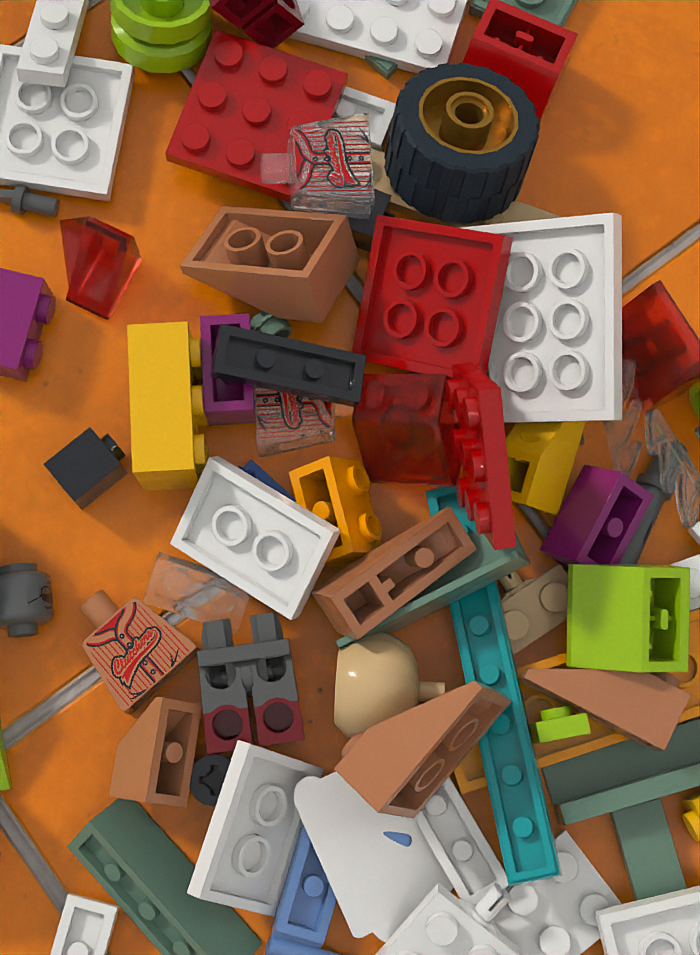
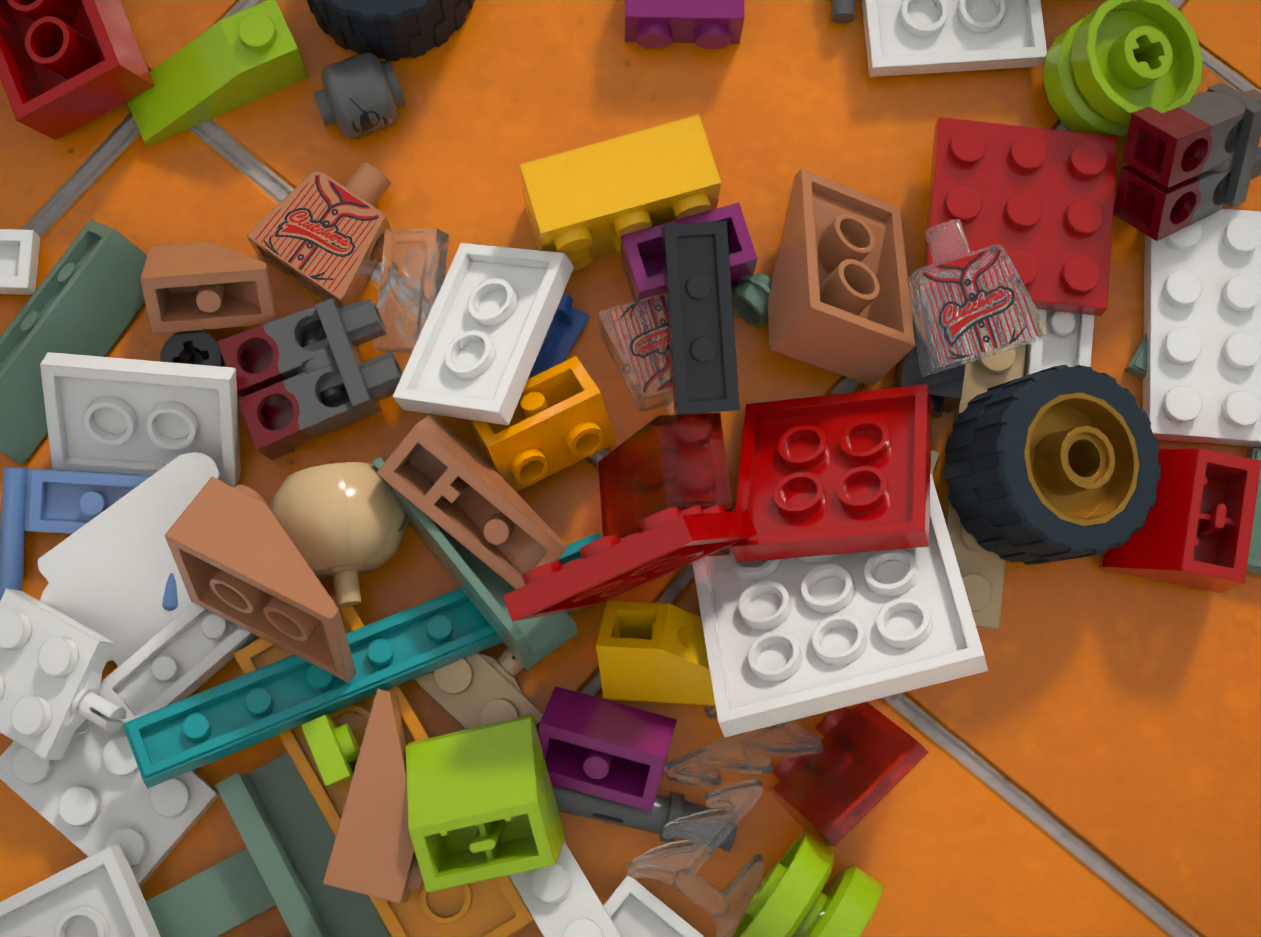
camera: 75 degrees right, 0 degrees up
(87, 467) = (529, 124): black brick -> none
(97, 263) = (779, 85): clear red slope -> none

